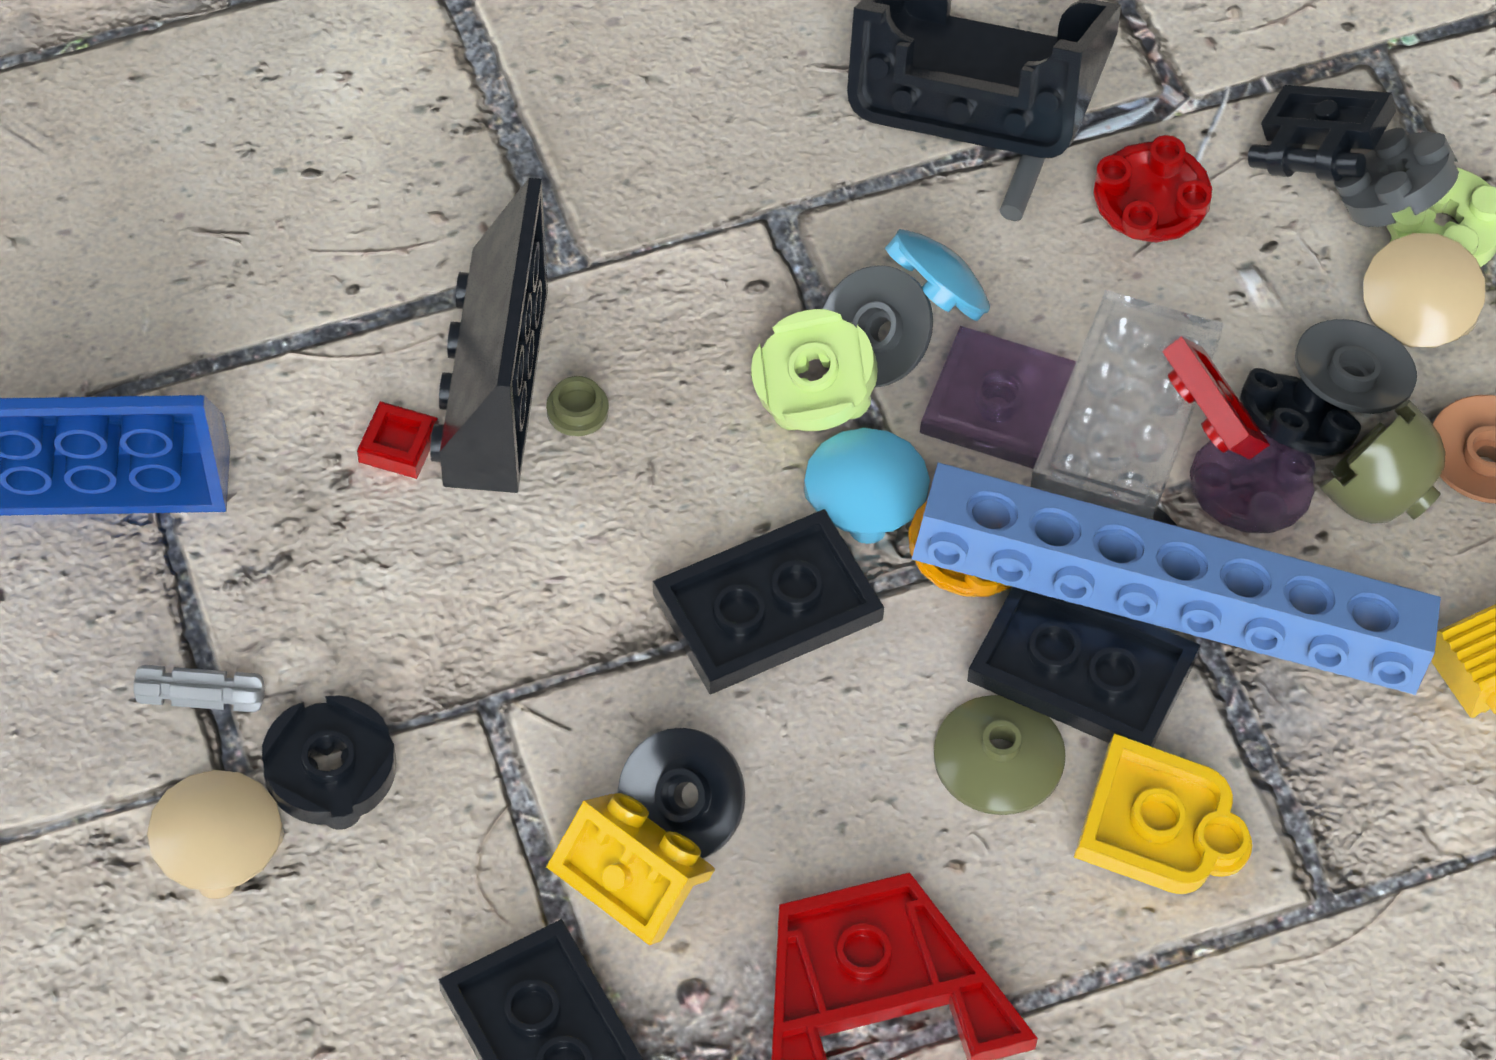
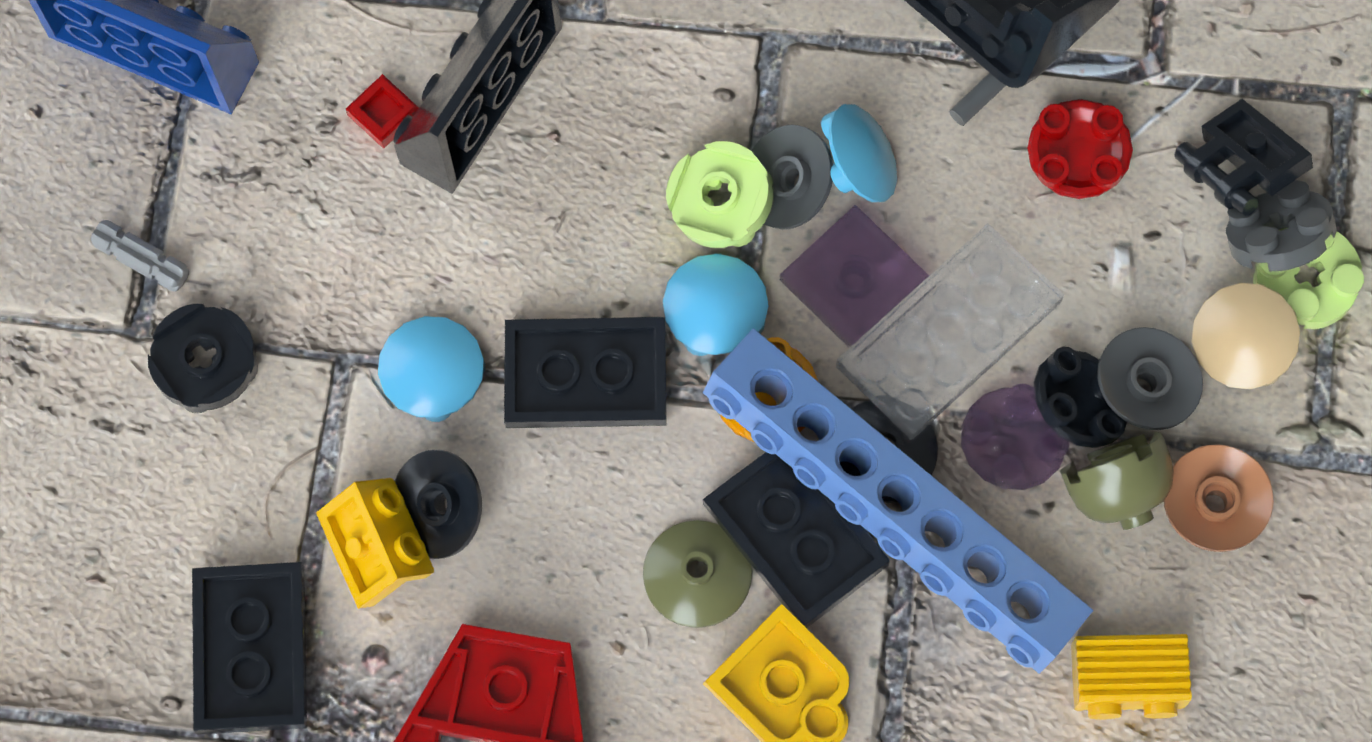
camera: 30 degrees right, 15 degrees up
(214, 831) = (98, 375): tan dish -> none
(577, 406) = (528, 144): olive plate -> none
(593, 668) = (431, 367): none -> medium azure dish
(1199, 380) = (1009, 364): plate -> none

